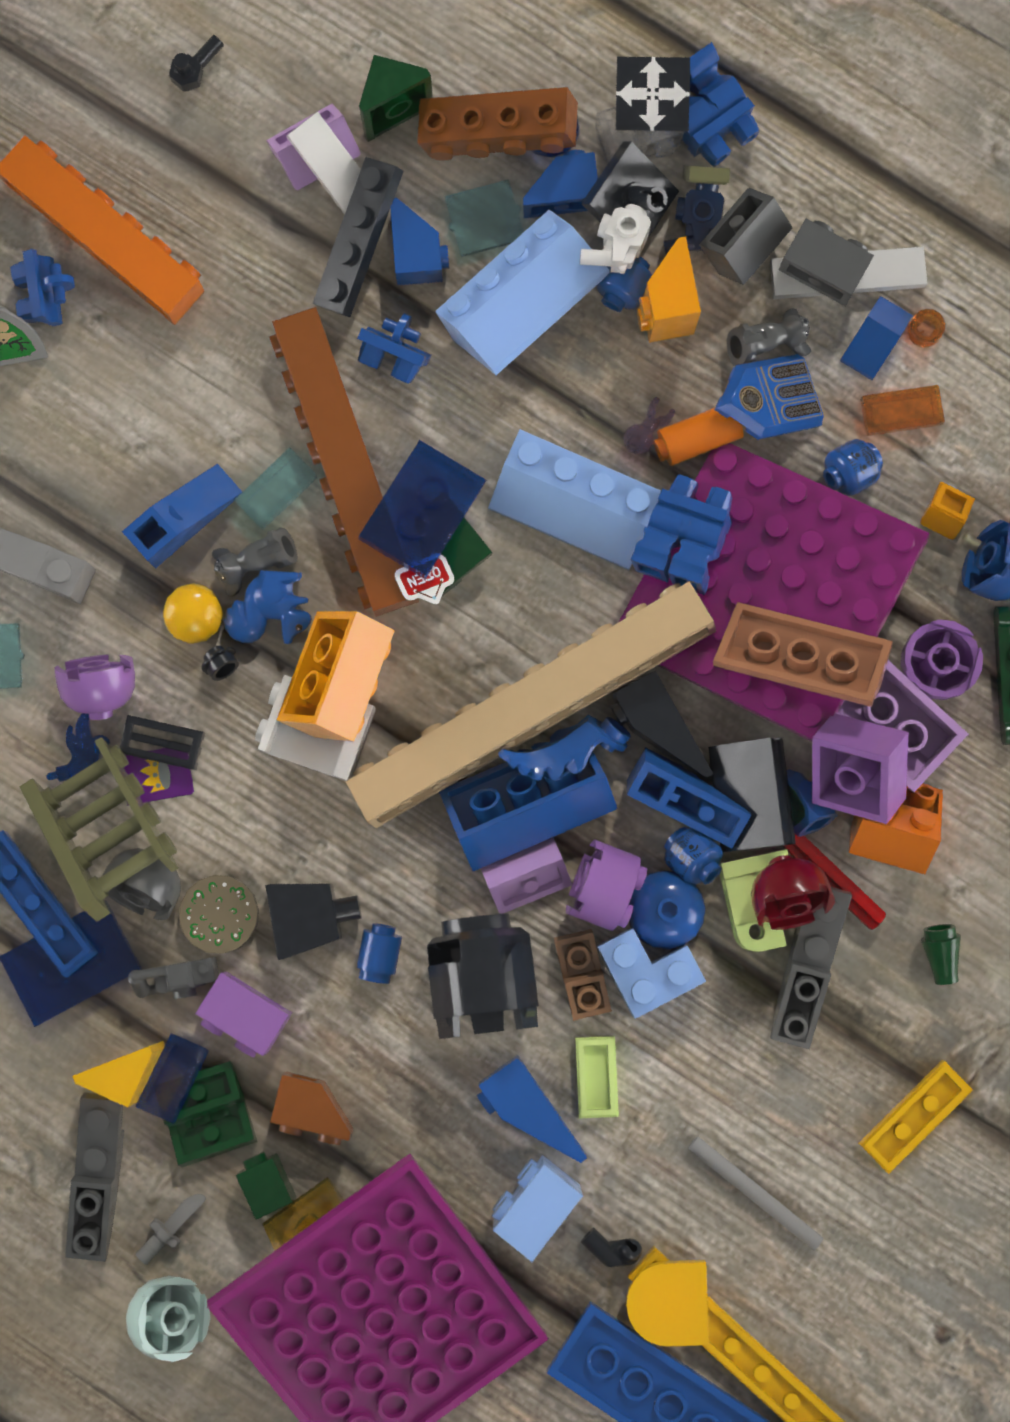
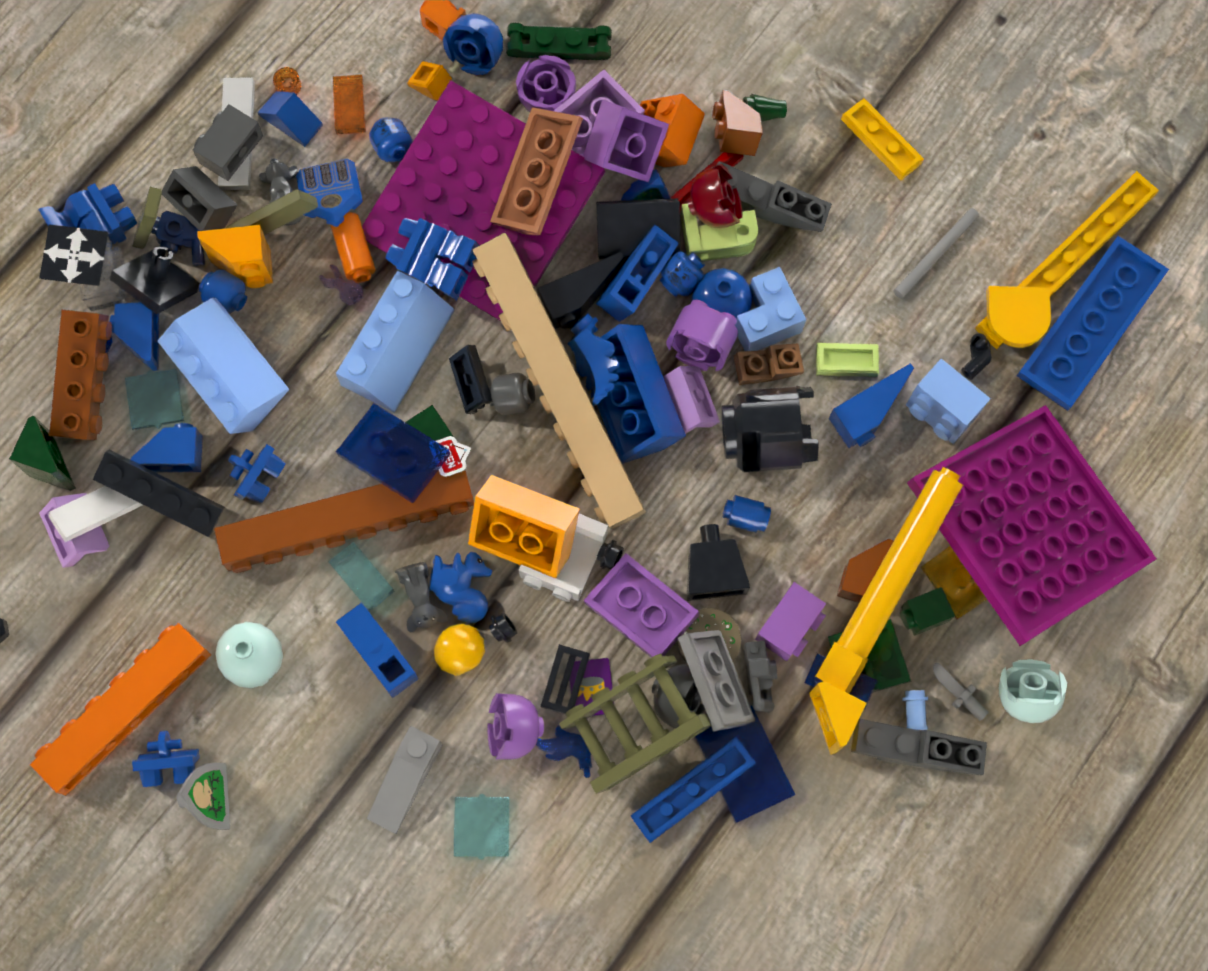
camera: 90 degrees left, 10 degrees down
(143, 1172) = (916, 709): none -> light blue pin
(156, 922) = (716, 679): none -> light grey tile
(173, 367) = (248, 654): none -> light aqua cylinder
(250, 828) = (641, 607): none -> medium lavender plate
(282, 1135) = (851, 651): none -> yellow brick
(317, 786) = (609, 554): none -> black plate
(515, 648) = (512, 393): none -> dark grey head
(532, 597) = (468, 361): none -> black tile
(623, 239) = (191, 281): white piece -> none
(725, 328) = (279, 211): none -> olive tile
(909, 919) = (737, 125): none -> dark orange slope

